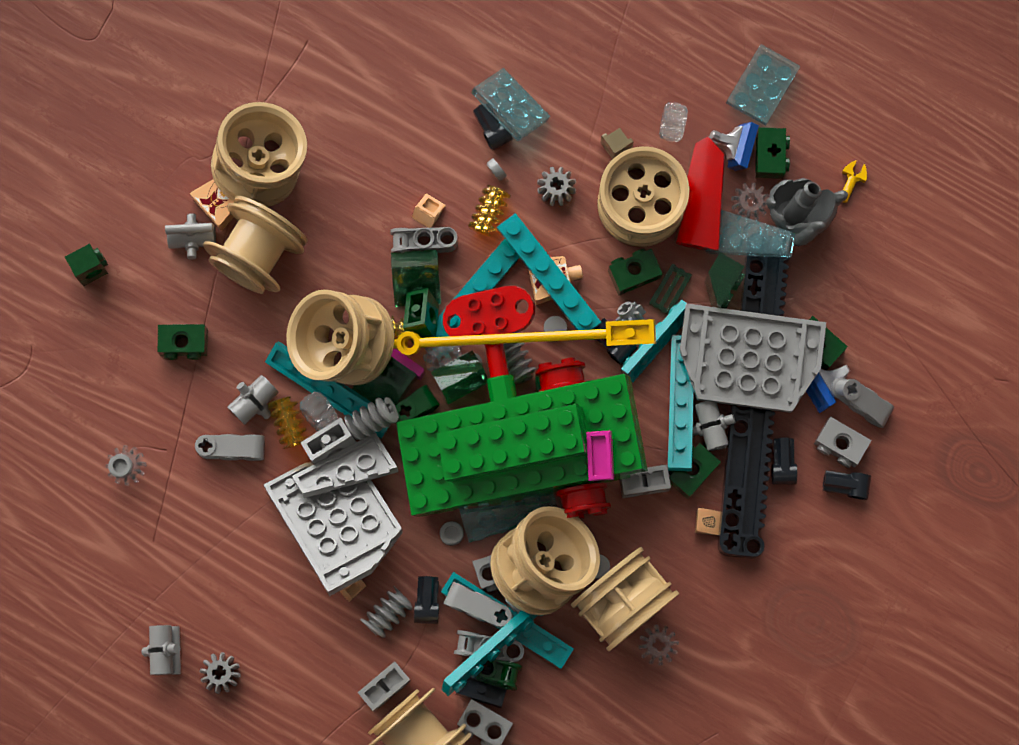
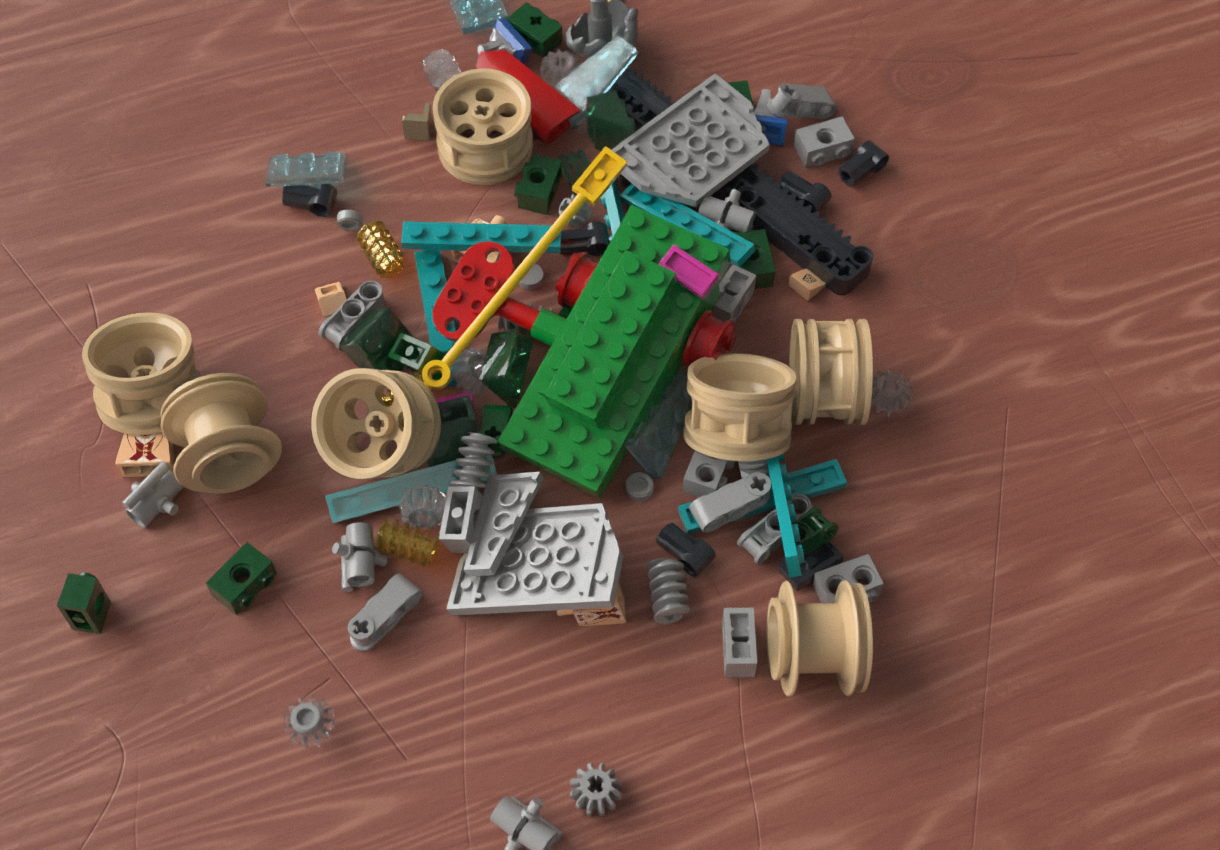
camera: 50 degrees left, 20 degrees down
(562, 180) = (409, 188): light grey gear -> none

